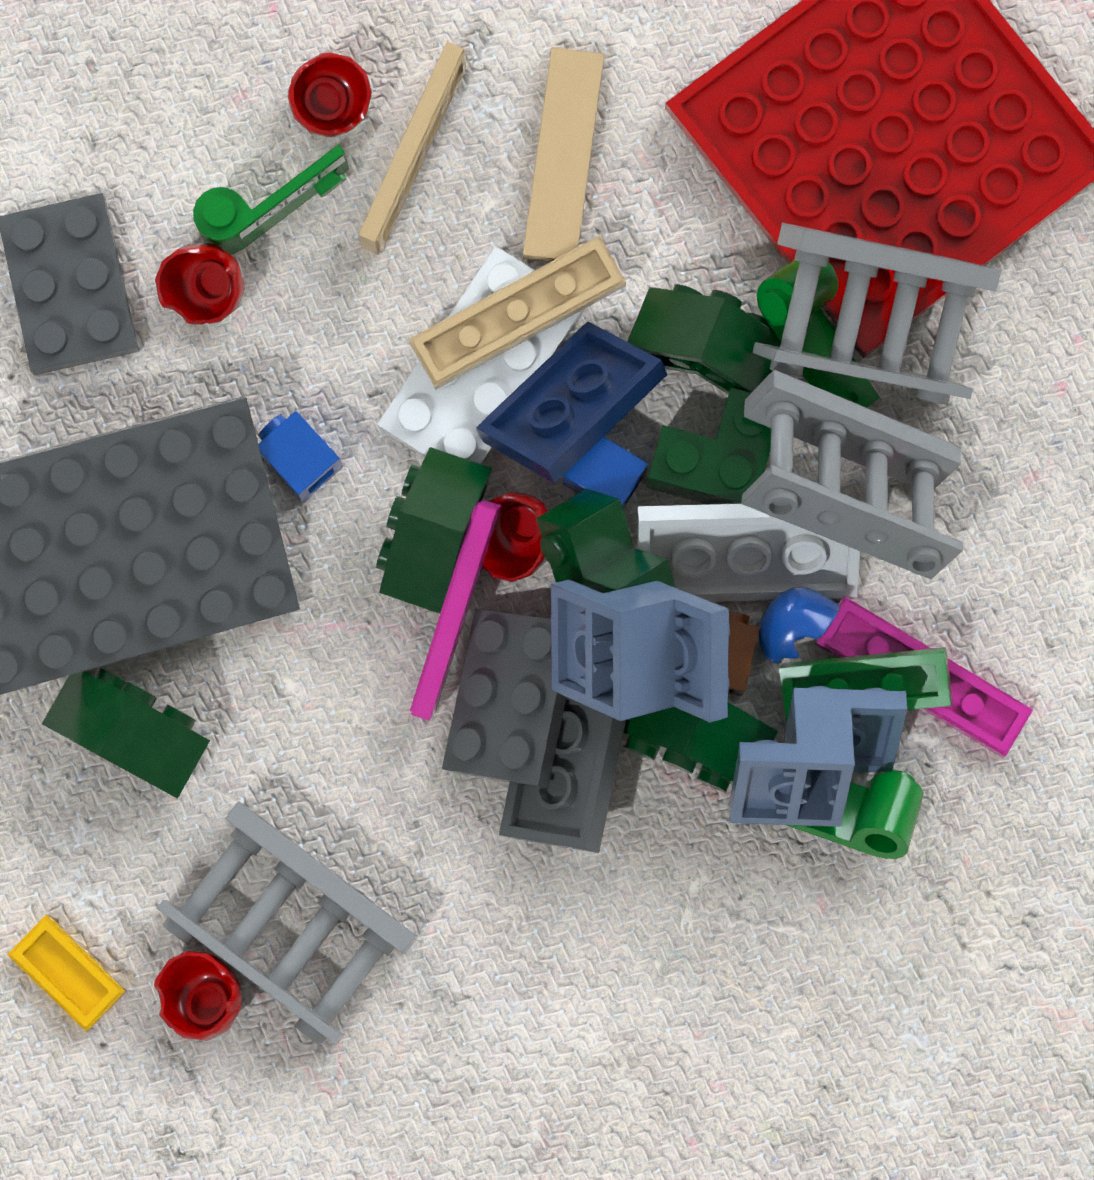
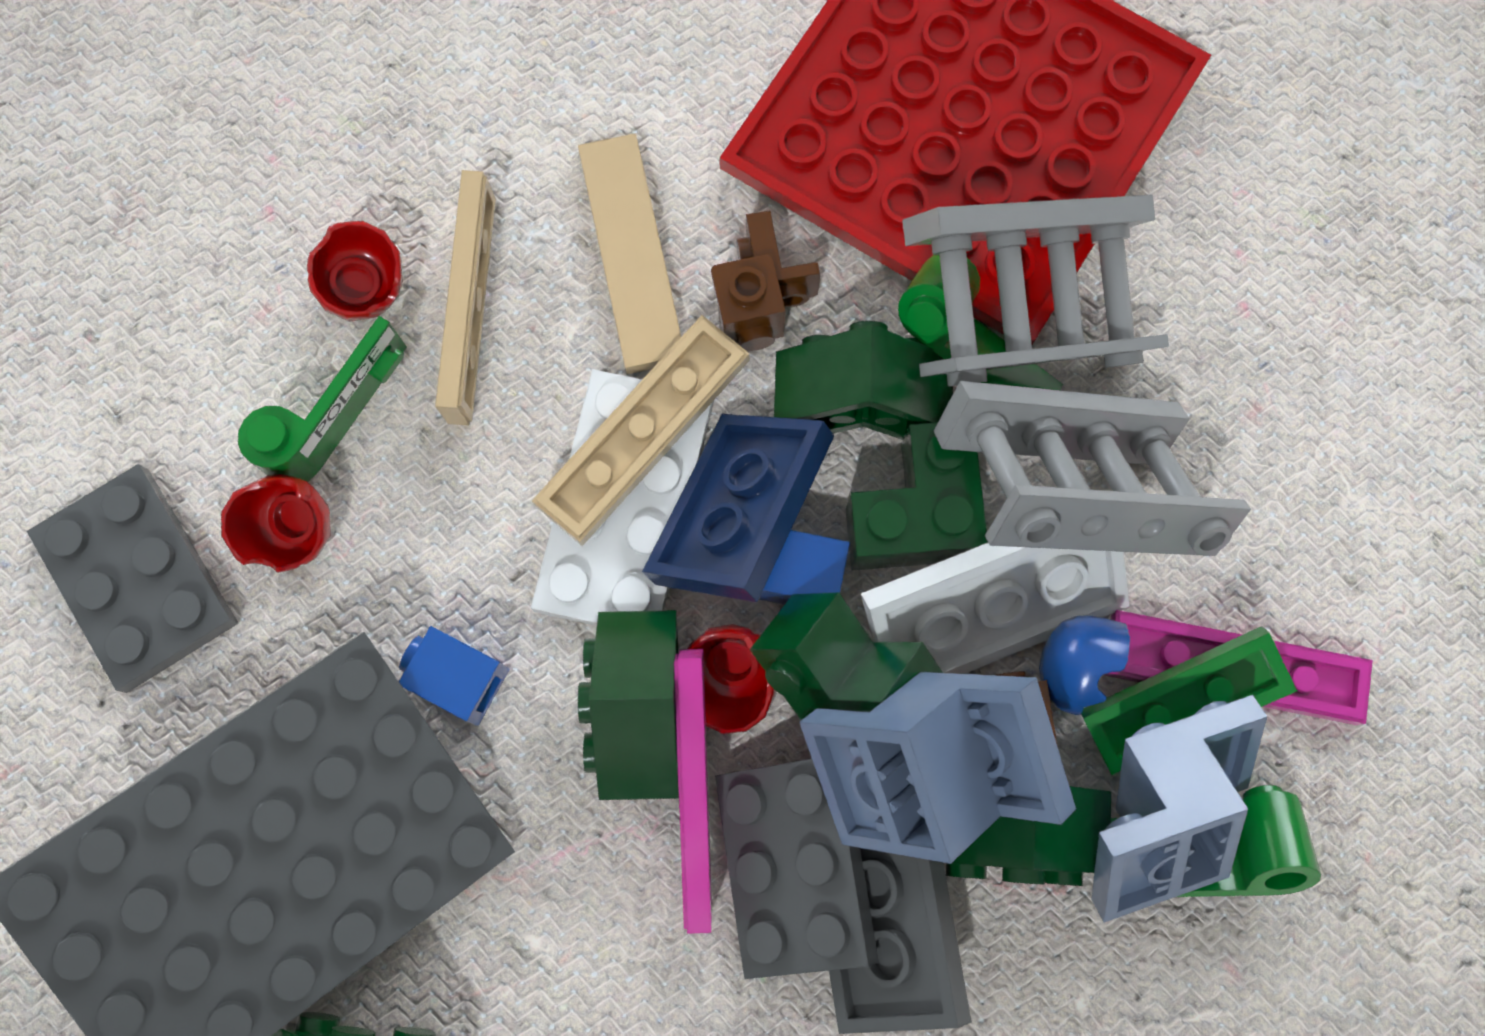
camera: 20 degrees left, 5 degrees down
(642, 237) = (749, 301): none -> reddish brown bracket
(667, 200) = (795, 282): none -> reddish brown bracket

